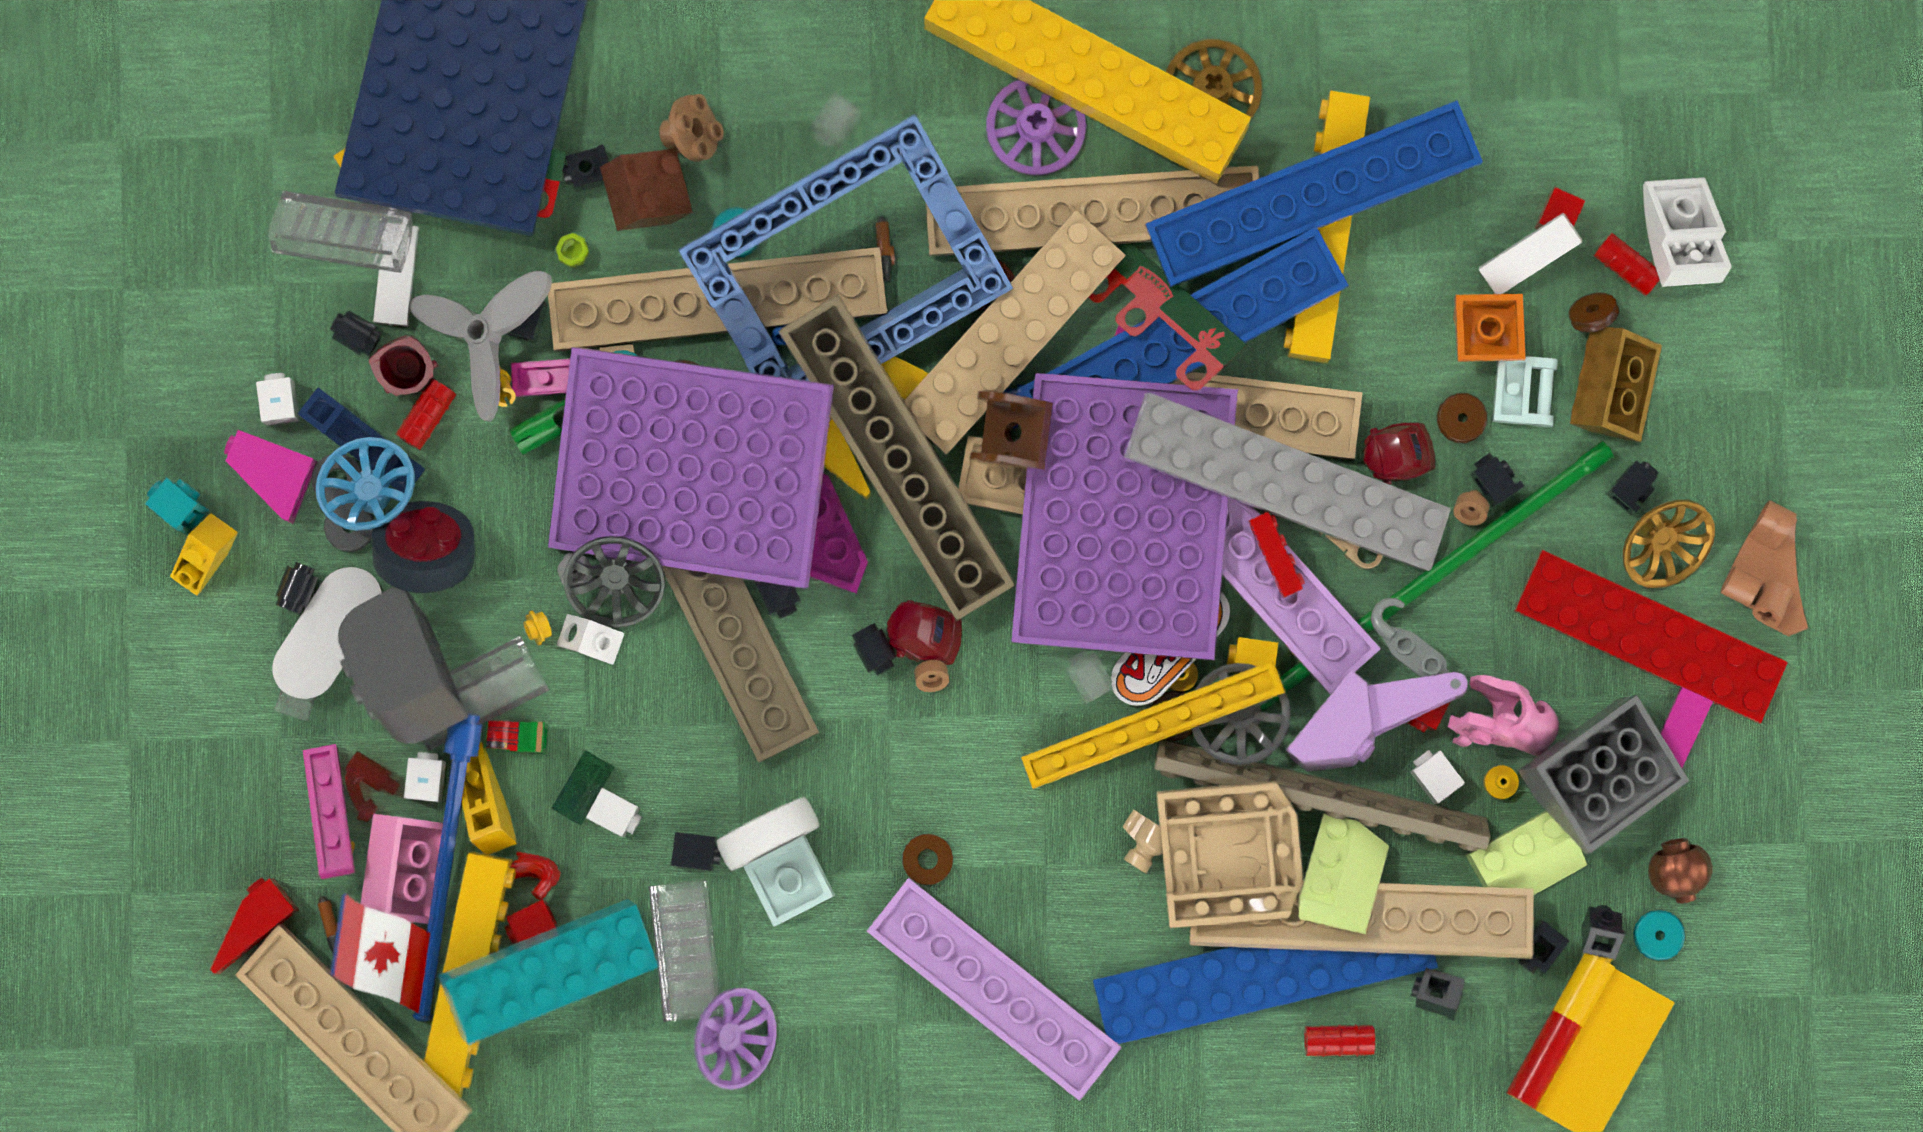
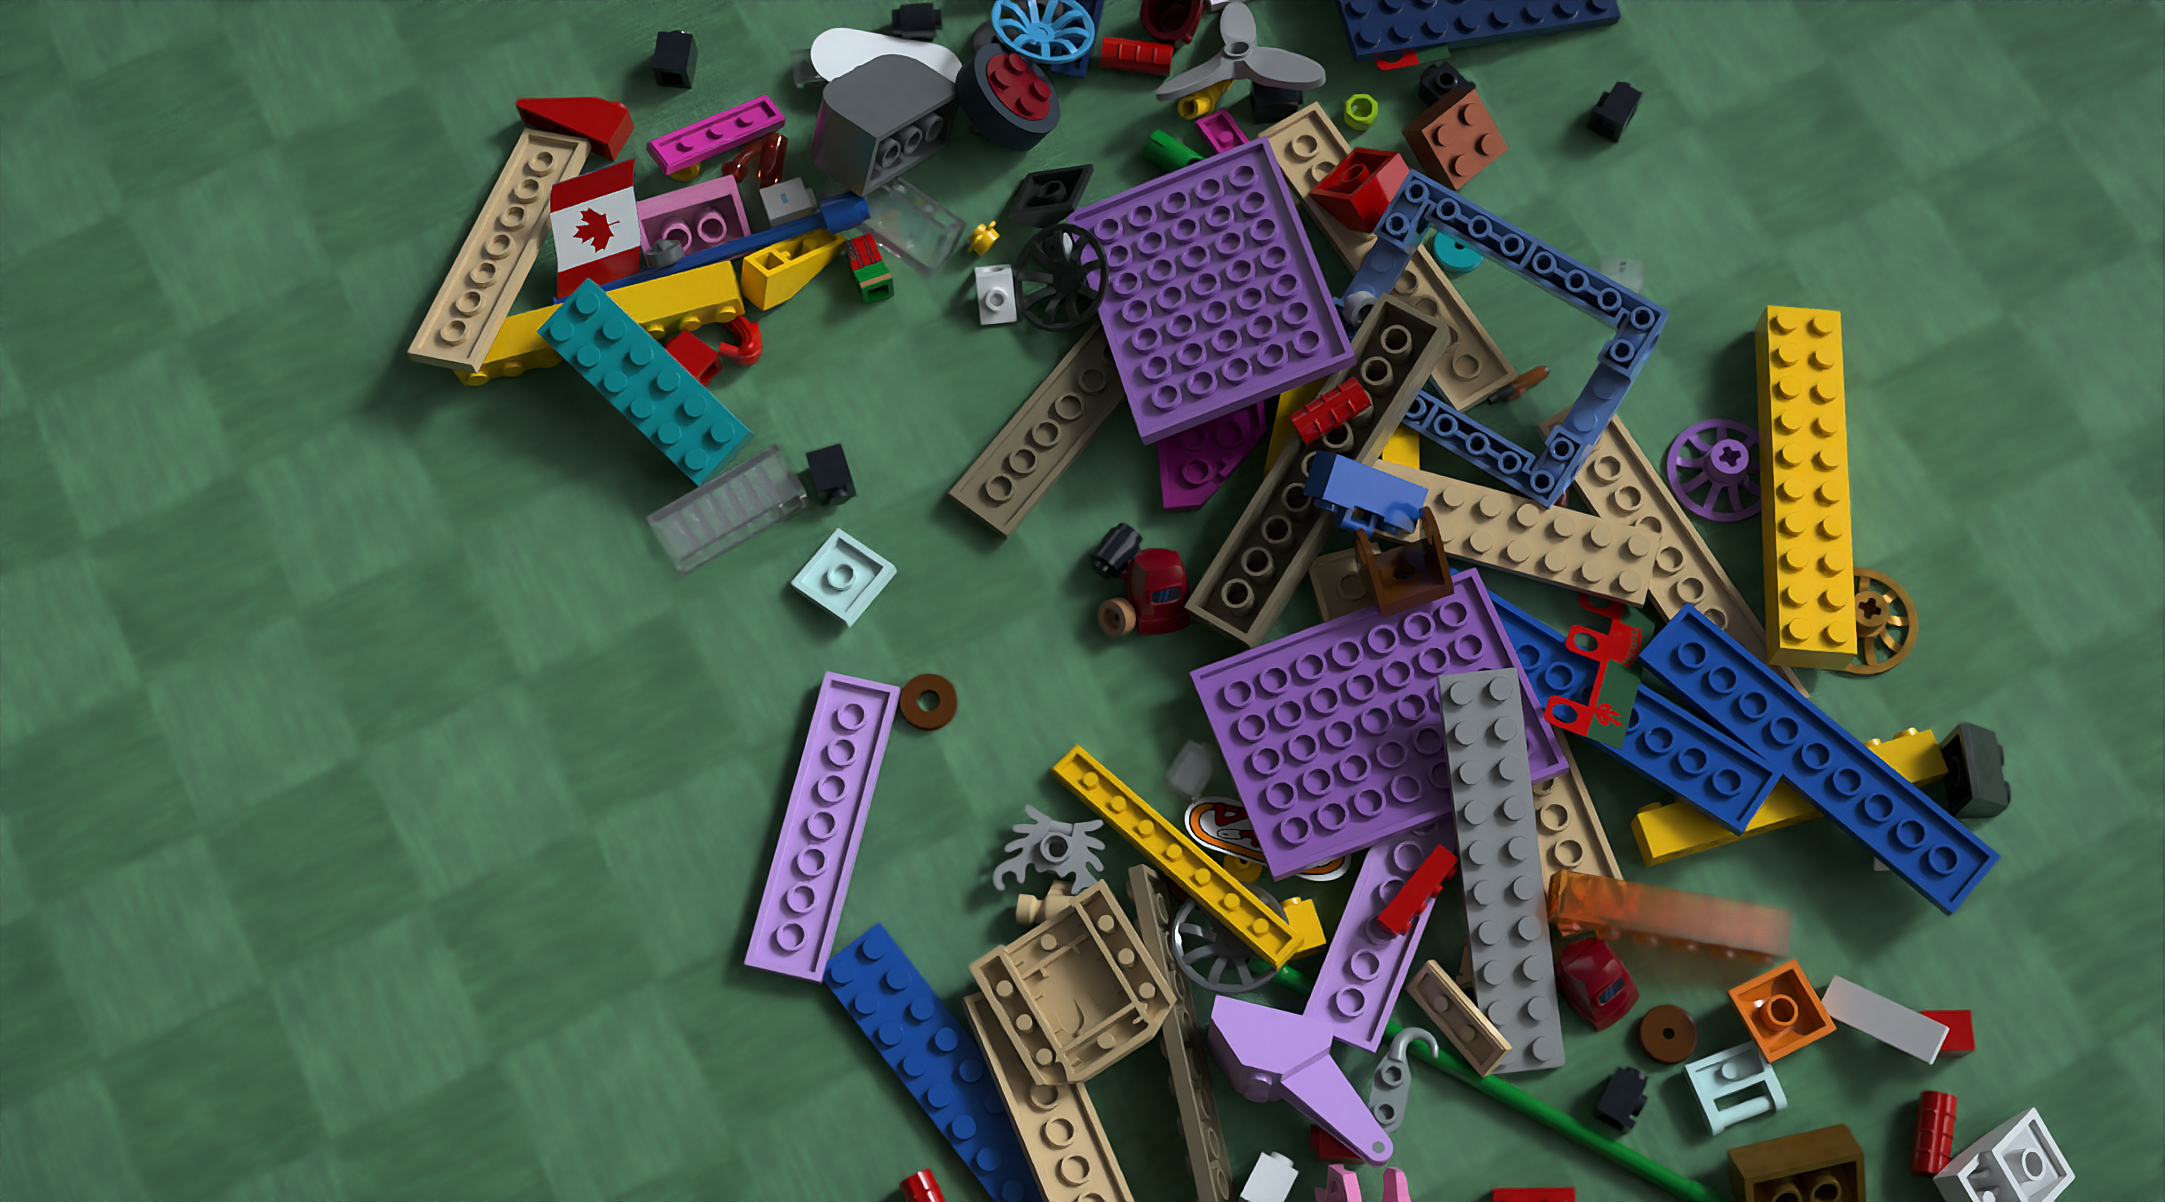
camera: 70 degrees right, 15 degrees down
(229, 814) = (675, 59): none -> black brick
(427, 904) = (664, 252): none -> dark grey tile
(528, 552) = (1050, 195): none -> pearl dark grey slope
(582, 787) = (846, 347): clear green plate -> none
(614, 813) = (834, 385): white brick -> none
(654, 288) = (1361, 187): none -> red slope
(678, 36) = (1614, 111): none -> black brick
(691, 128) = (1537, 157): medium nougat plate -> none
(727, 1035) = (657, 587): medium lavender wheel -> none
(767, 833) = (878, 521): white piece -> none
(774, 352) = (1357, 308): none -> light grey tile
(779, 598) = (1121, 438): black brick -> none
(862, 427) = (1330, 410): none -> red axle
(946, 425) = (1351, 485): none -> blue piece
(1101, 815) = (1053, 849): none -> light grey animal
(1343, 875) = (1110, 1124): yellowish green slope -> none
(1379, 75) = (1975, 773): none -> pearl dark grey slope
(1379, 571) = (1458, 1018): none -> tan tile
(1380, 372) = (1669, 917): none -> clear orange brick
(1471, 508) = (1577, 1087): medium nougat tile -> none
(1593, 312) = (1860, 1119): reddish brown piece -> none

